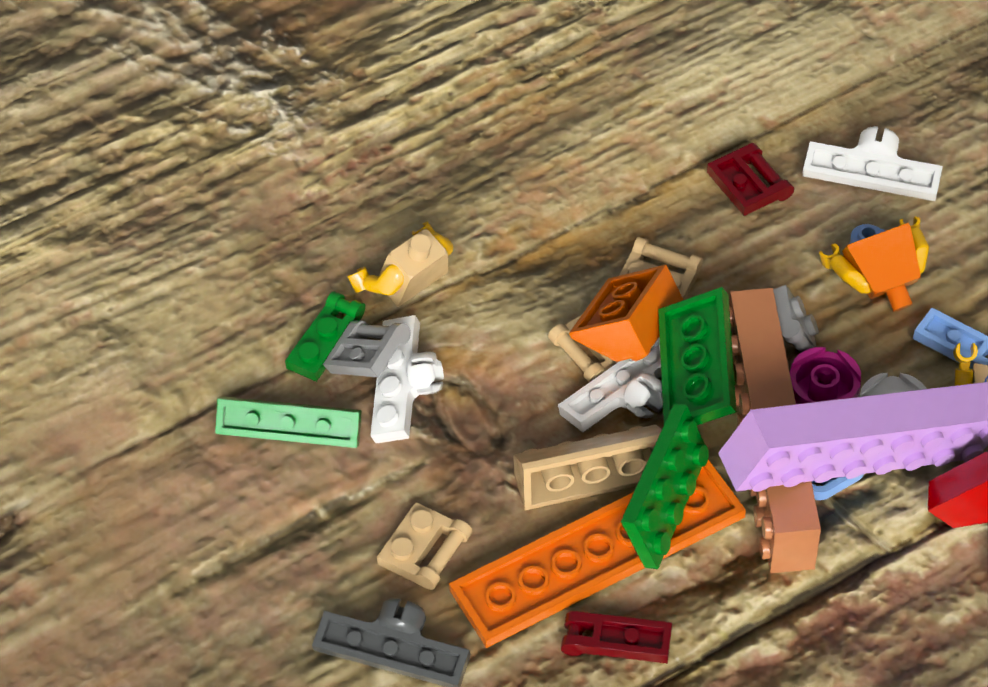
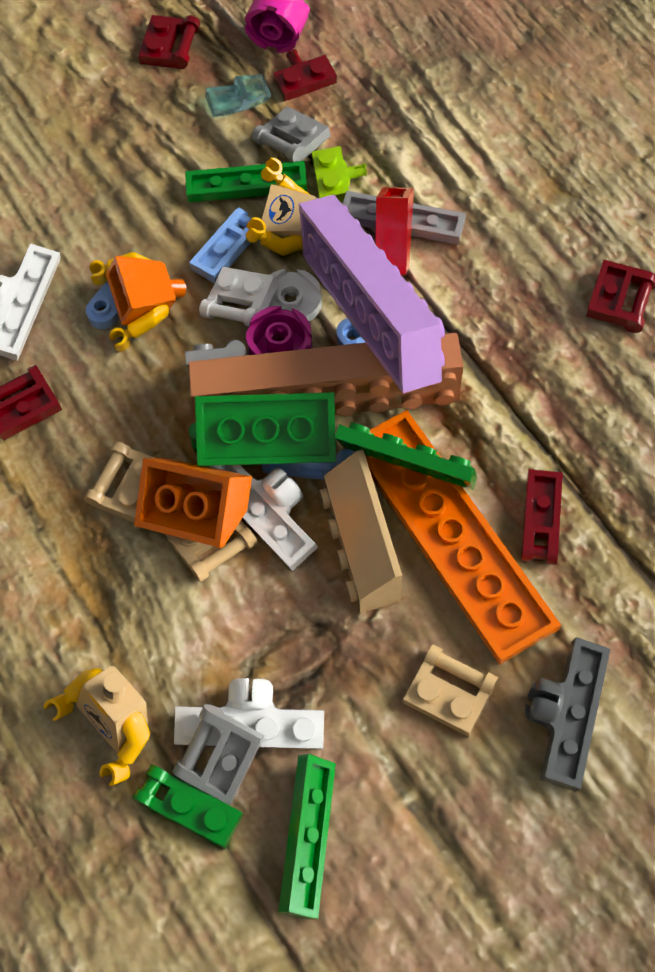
camera: 90 degrees left, 10 degrees up
(898, 357) = (239, 288): none -> white plate

